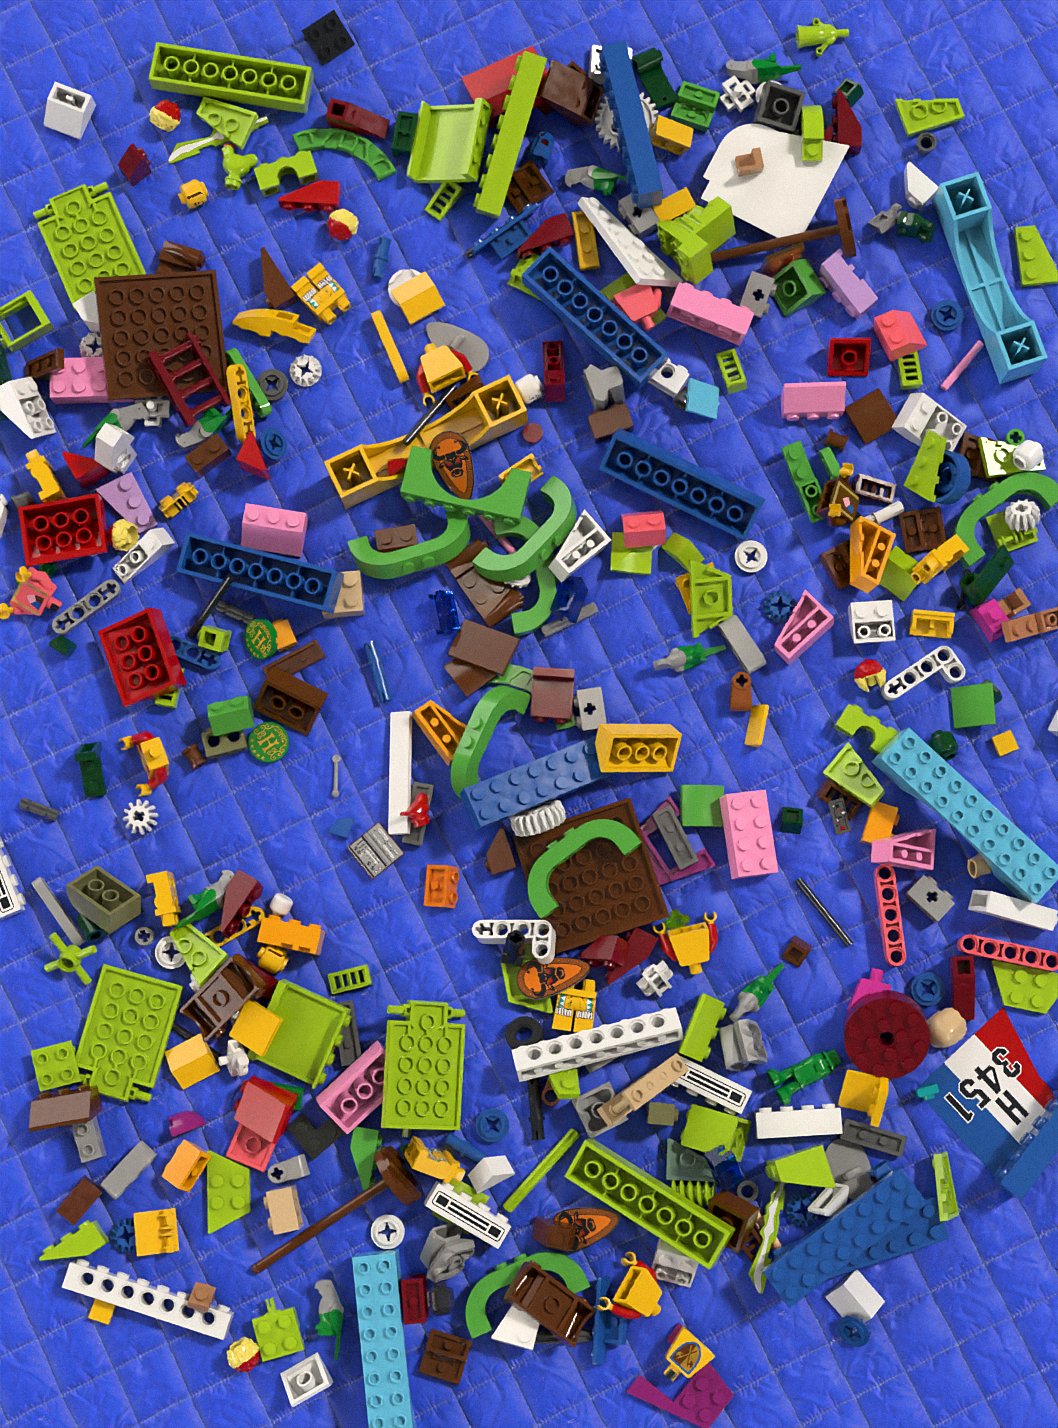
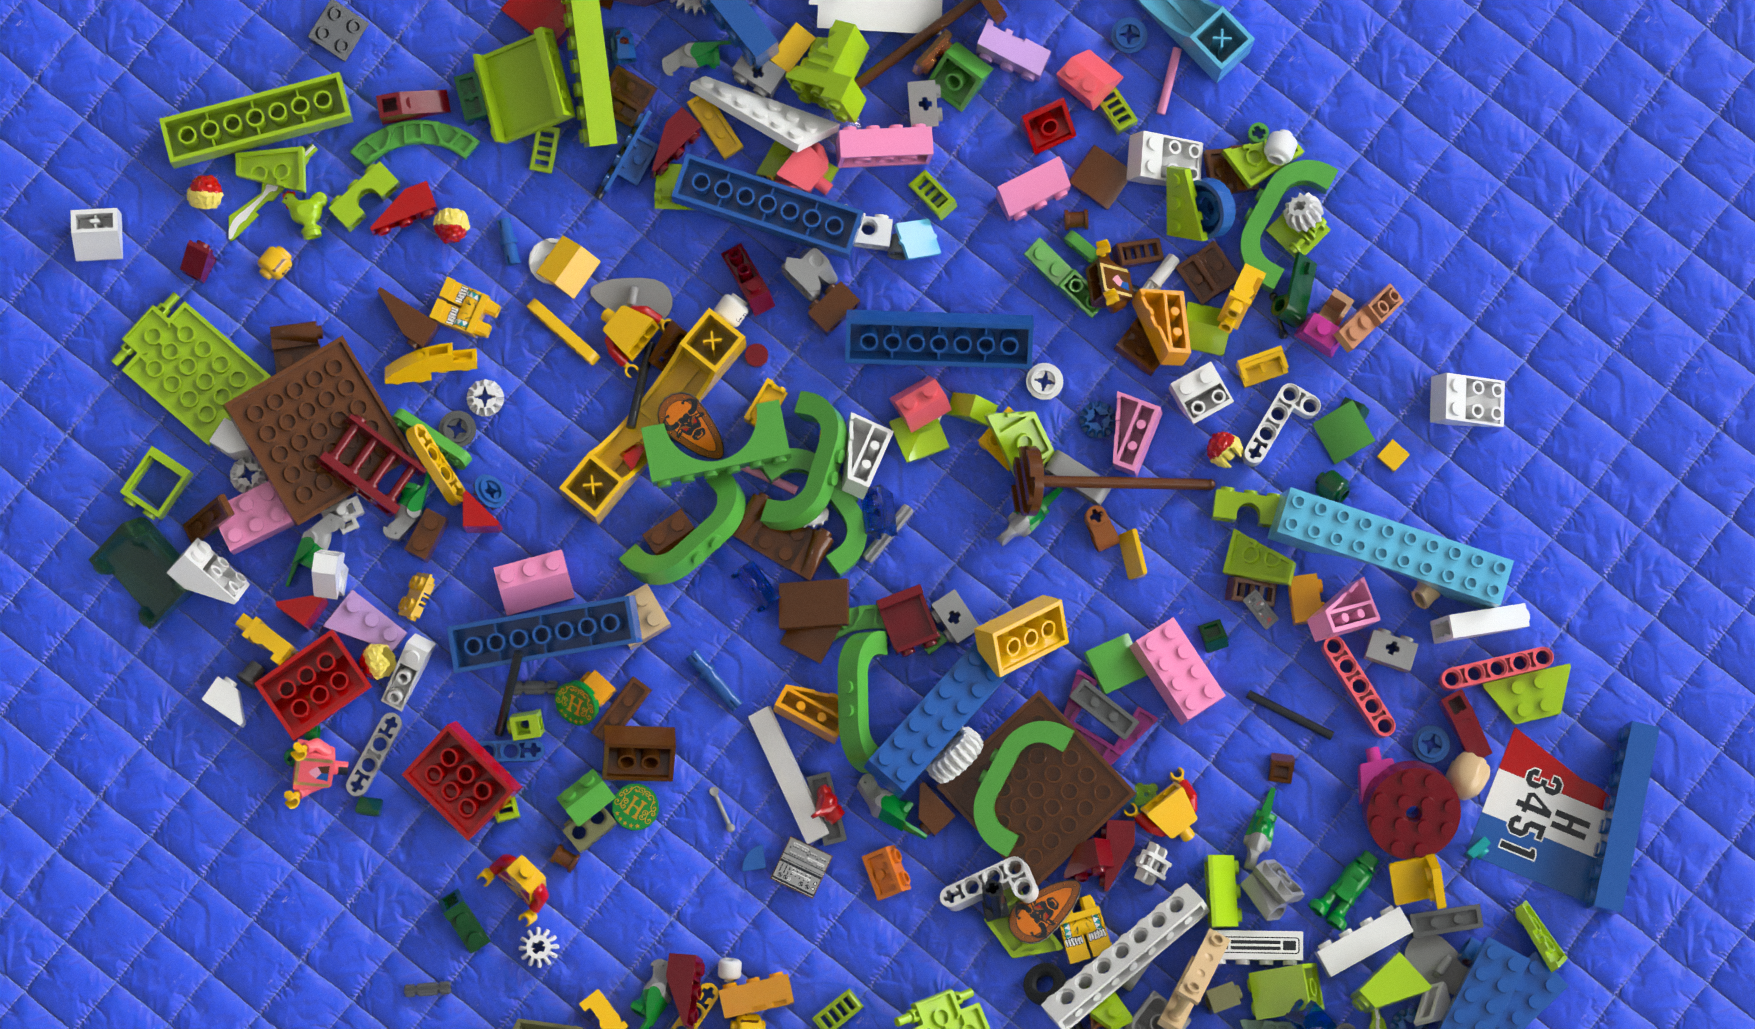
camera: 35 degrees left, 0 degrees up
(466, 835) = (887, 806): none -> animal
(701, 628) = (1030, 482): none -> reddish brown piece

